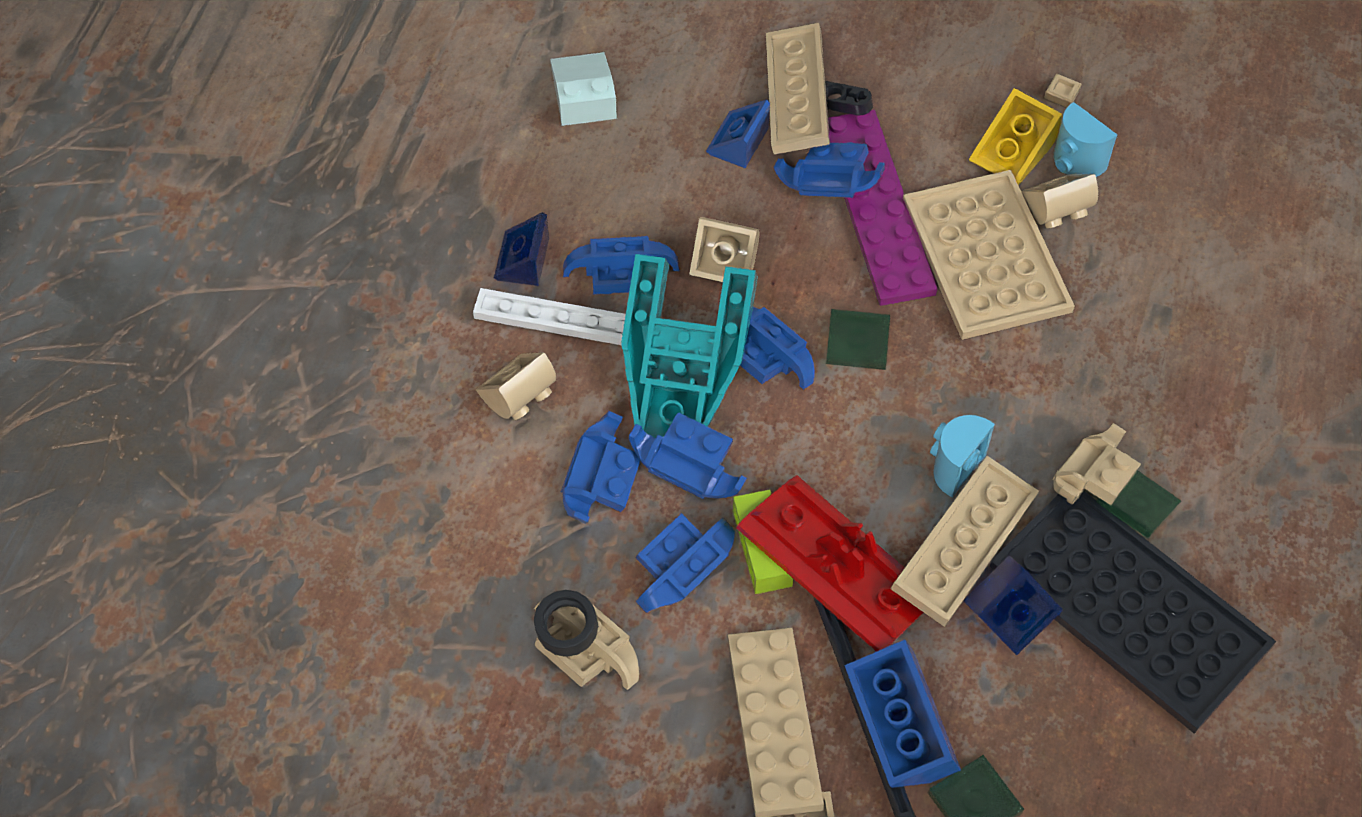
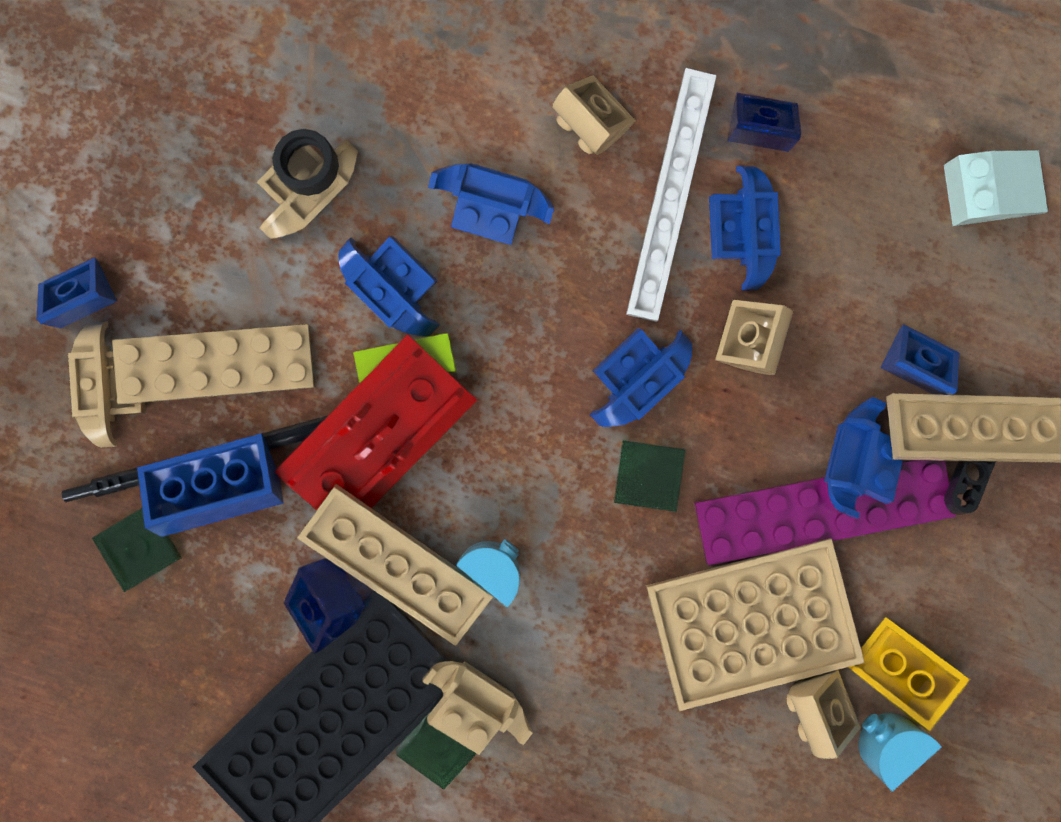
camera: 85 degrees right, 30 degrees up
(681, 363) = (601, 277): teal wedge -> none
(688, 457) = (503, 292): blue plate -> none
(1062, 90) = (982, 735): tan tile -> none

